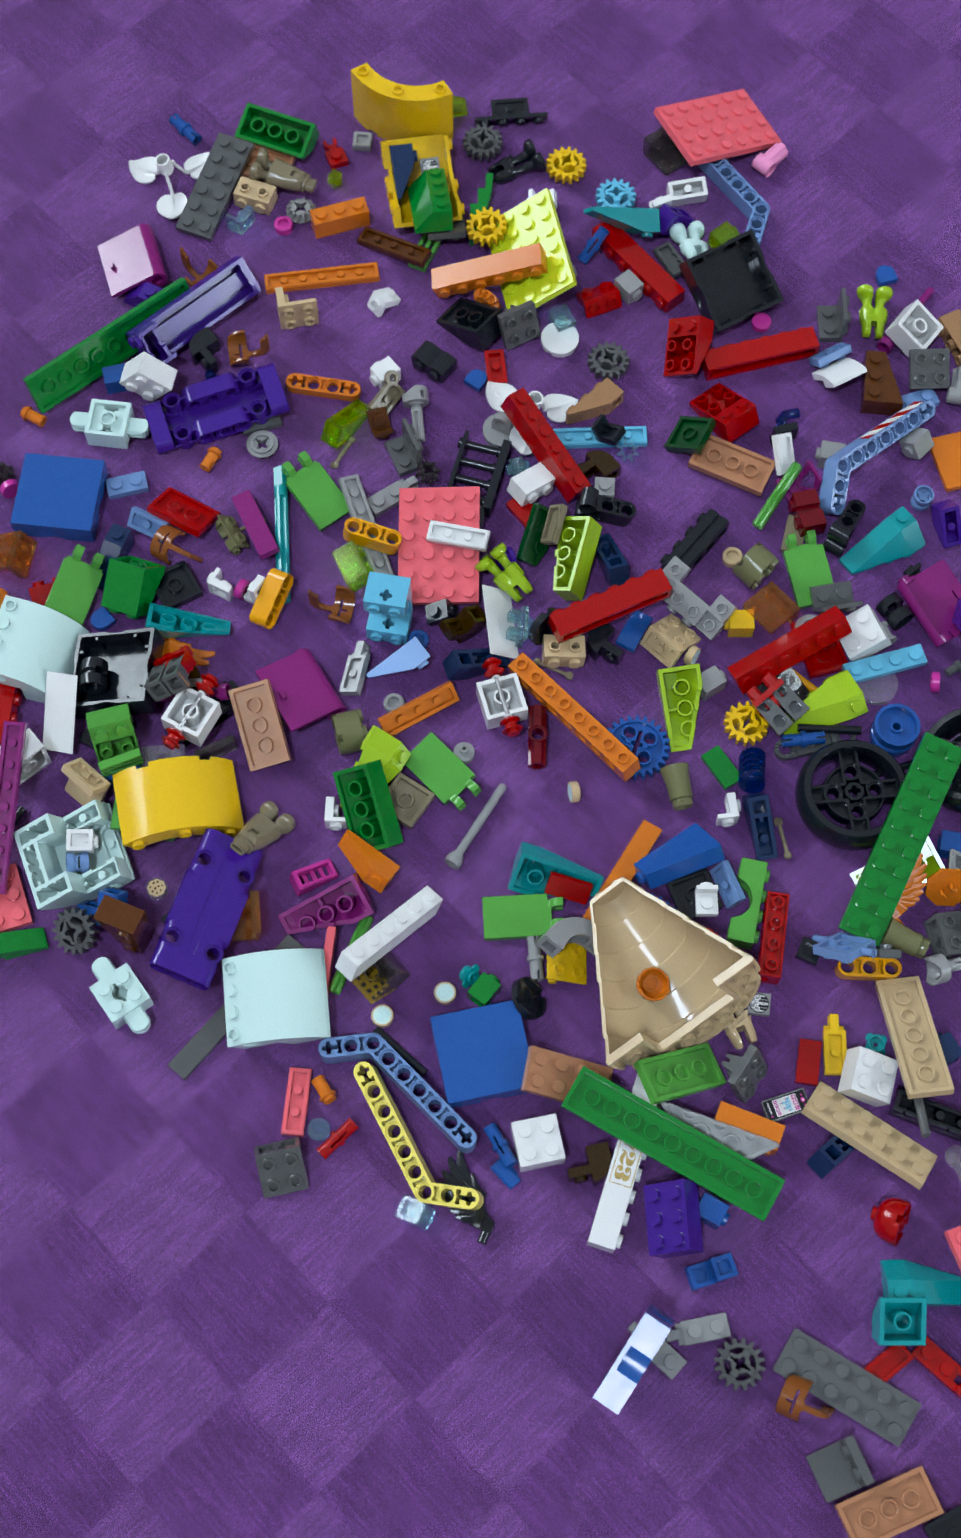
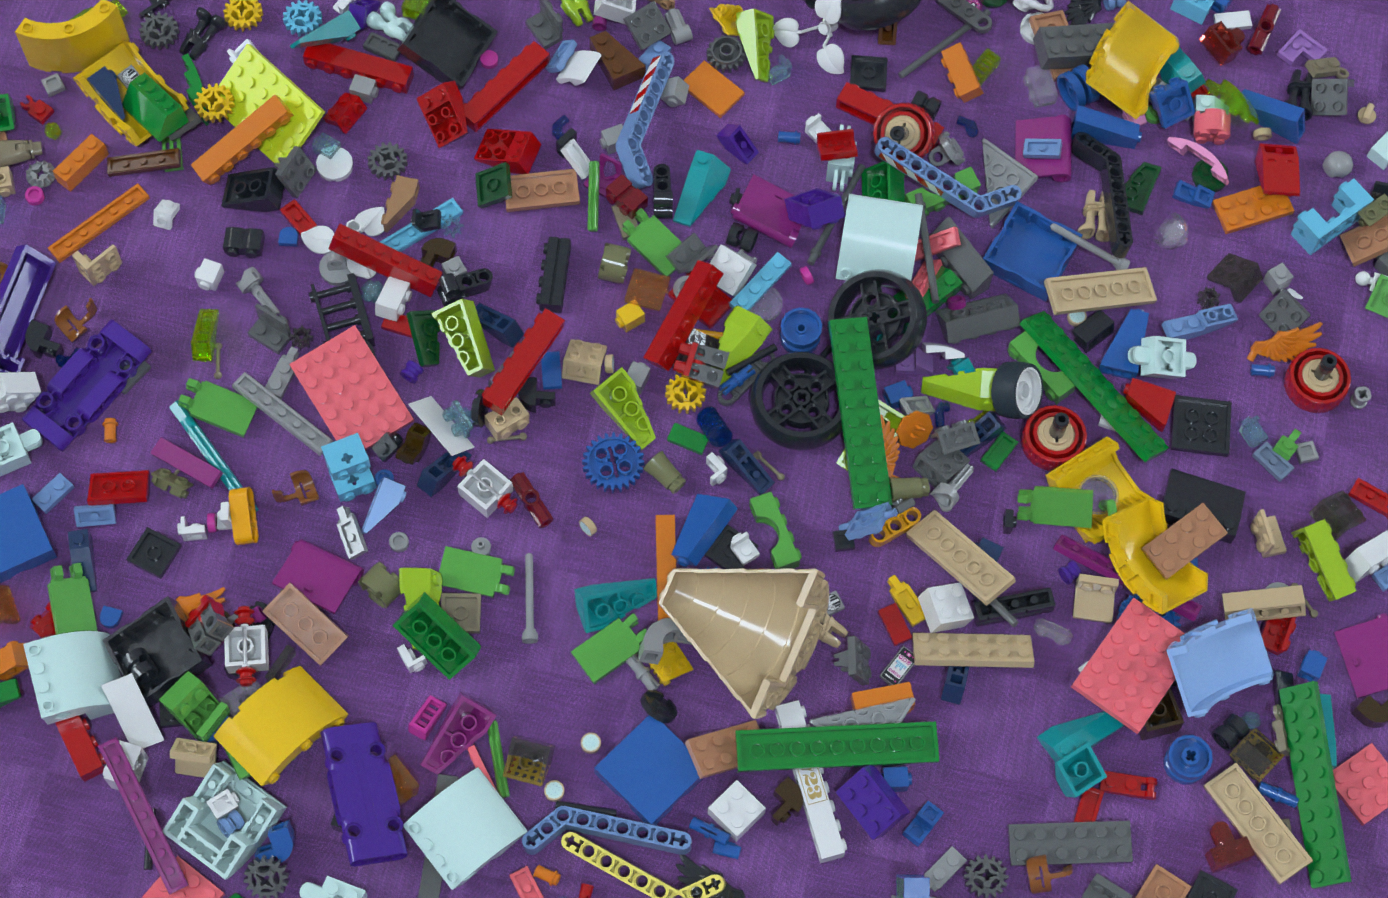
camera: 35 degrees left, 0 degrees up
(125, 923) = (306, 845): reddish brown wedge -> none
(131, 585) = (119, 574): green slope -> none
(157, 888) = (307, 804): tile -> none
(172, 533) = (116, 529): dark orange helmet -> none
(181, 623) = (182, 579): teal wedge -> none
(262, 437) = (140, 387): light grey gear -> none
(262, 830) = (364, 705): dark tan piece -> none
(322, 390) = (165, 319): orange beam -> none
(353, 565) = (291, 449): clear neon green brick -> none
(368, 862) = (466, 679): orange slope -> none
(379, 422) = (233, 319): reddish brown bracket -> none
(382, 534) = (299, 409): light orange beam -> none
(388, 394) = (224, 293): dark tan hinge -> none
(388, 933) = (521, 723): white brick -> none
(418, 709) = (422, 534): orange plate -> none
(458, 536) = (364, 375): white tile -> none
(469, 975) = (601, 717): teal plate -> none
(484, 990) = (620, 721): green brick -> none
(486, 297) = (253, 163): orange gear -> none
(509, 577) = (425, 386): lime piece -> none
(553, 524) = (434, 321): dark tan tile -> none
(568, 888) = (633, 603): red tile -> none
(575, 717) = (551, 467): orange brick -> none
(600, 234) = (310, 80): blue pin -> none
(653, 984) = (746, 637): orange hair -> none
(679, 1073) = (808, 691): bright green plate -> none
(694, 610) = (586, 325): light grey bracket -> none
(727, 884) = (756, 529): medium blue plate -> none
(731, 557) = (589, 266): tan tile -> none
(773, 937) = (810, 543): red brick -> none
(881, 1042) = (936, 575): teal plate -> none
(890, 1219) = (1026, 702): red cylinder -> none
(922, 493) = (706, 129): medium blue wheel -> none

